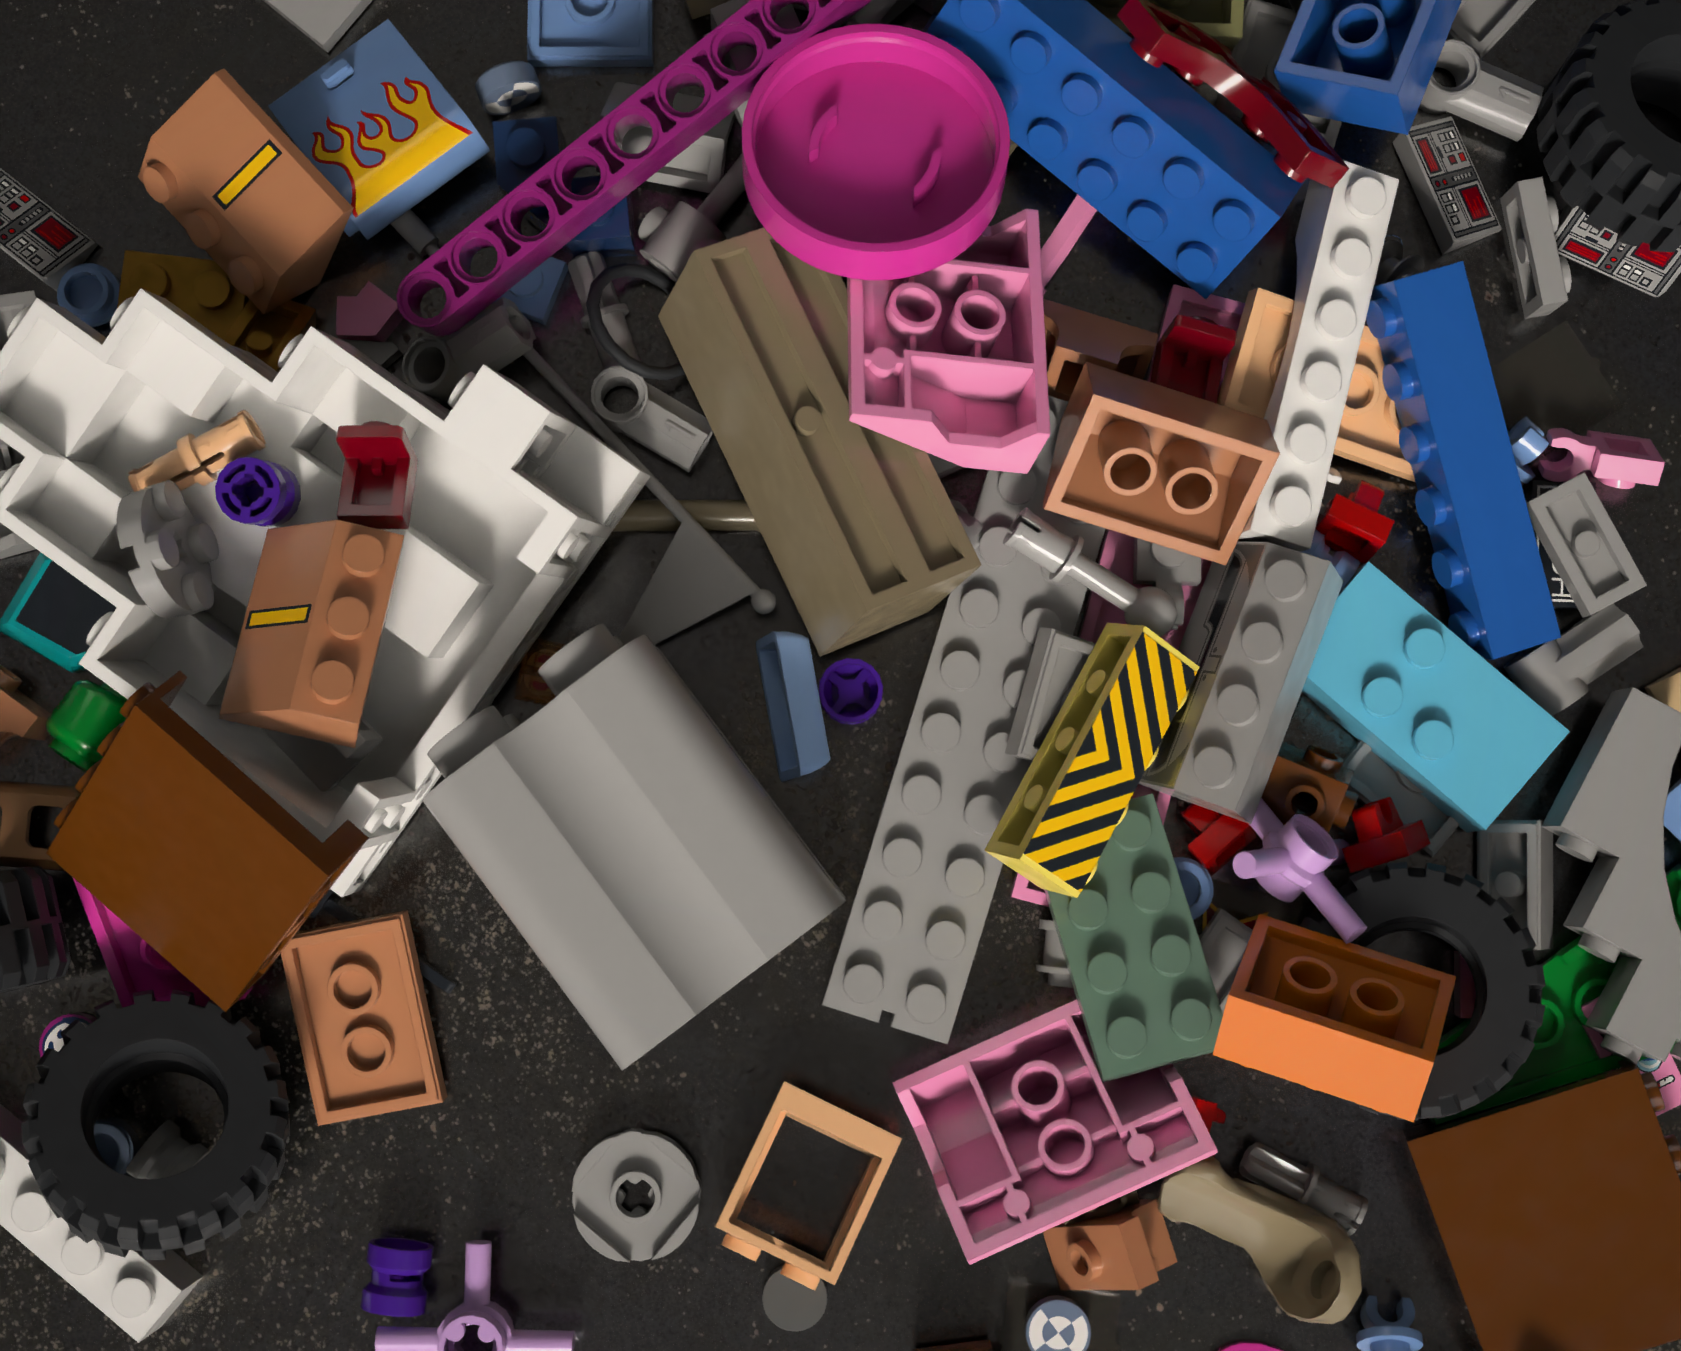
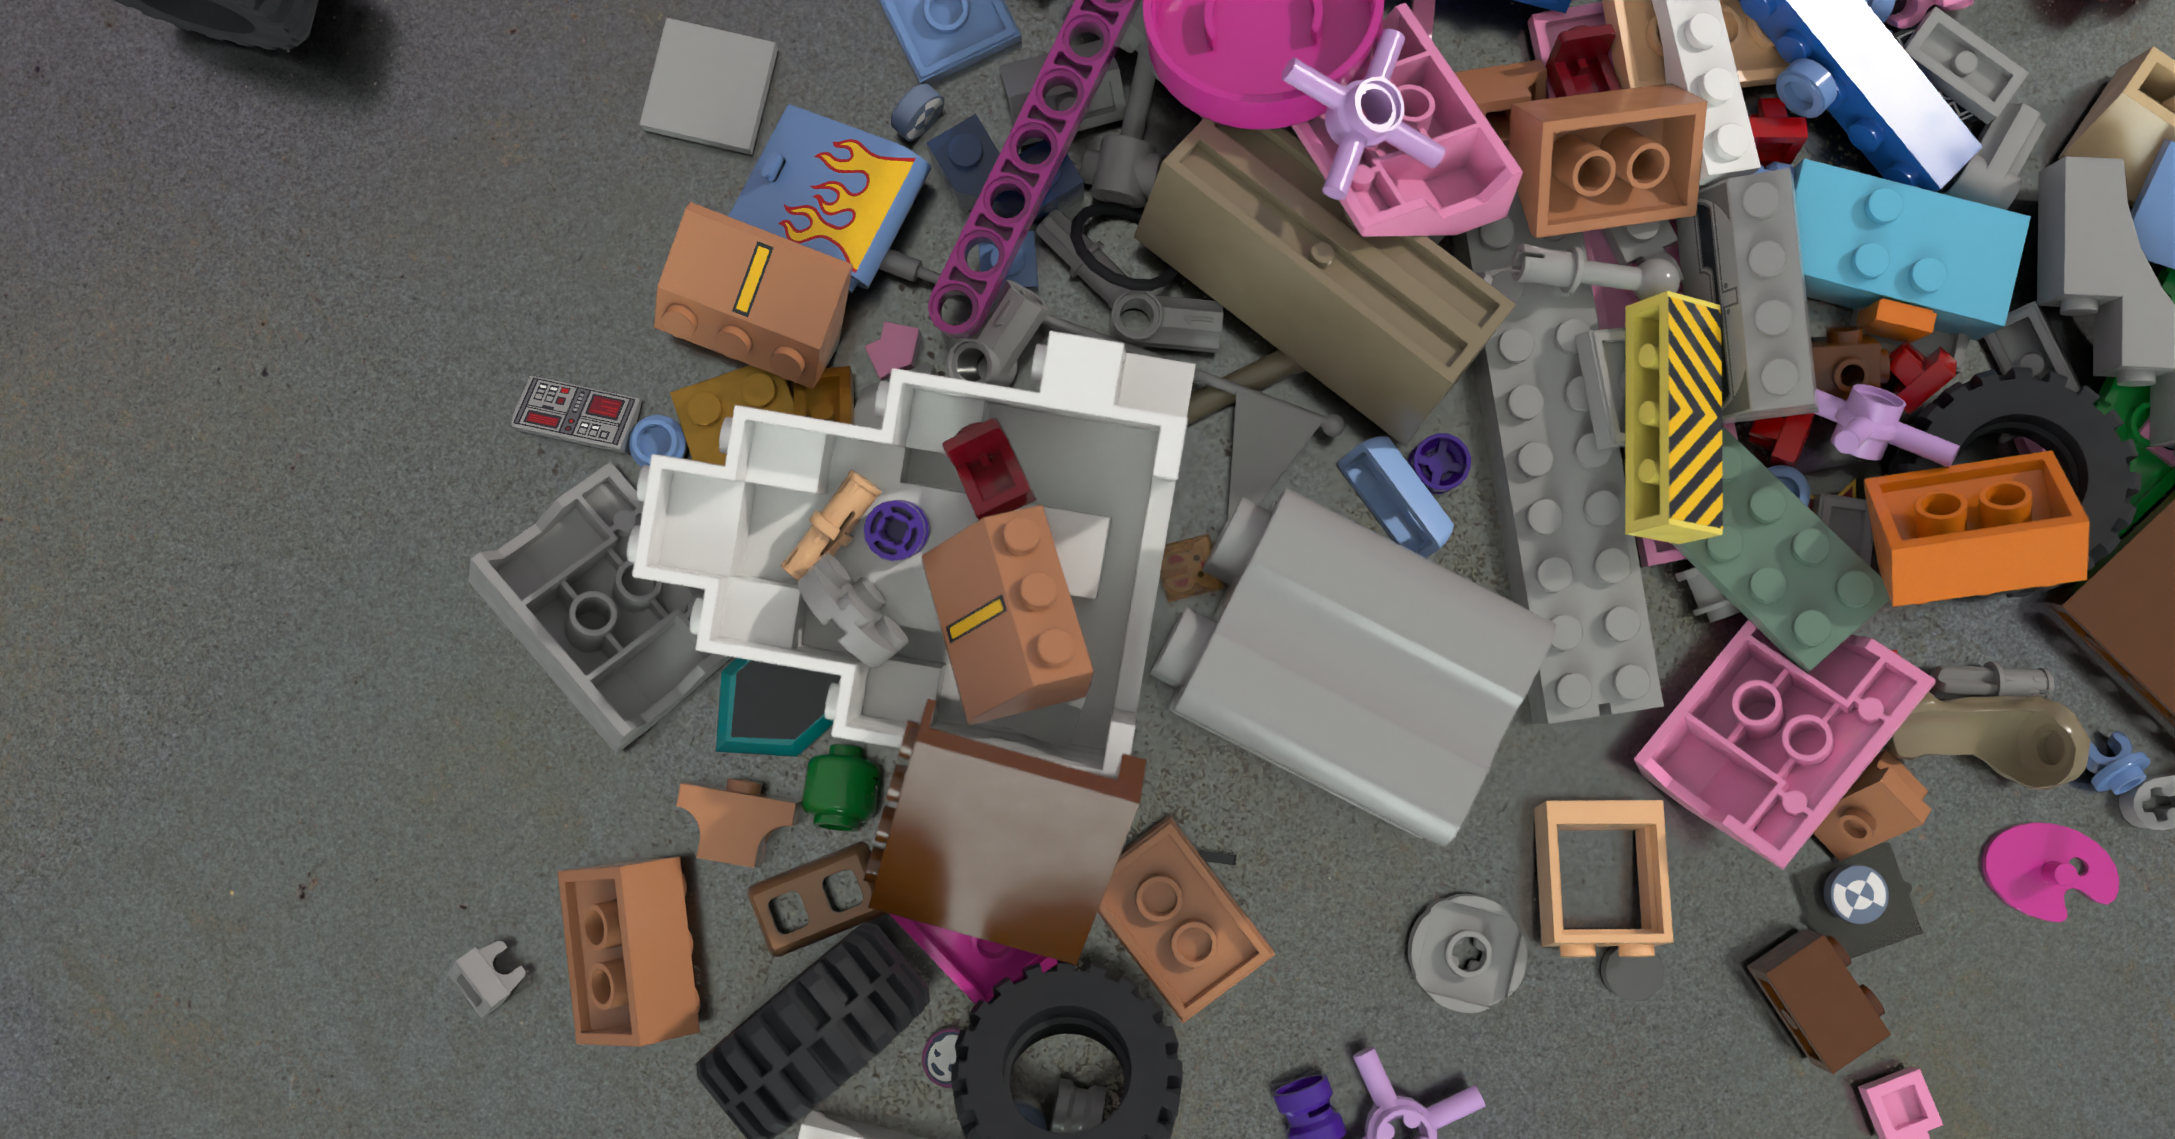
camera: 30 degrees left, 0 degrees up
(888, 301) = (1346, 121): none -> lavender bar
(1384, 771) = (1896, 320): none -> orange tile
(1407, 491) = (1806, 88): none -> medium blue tile

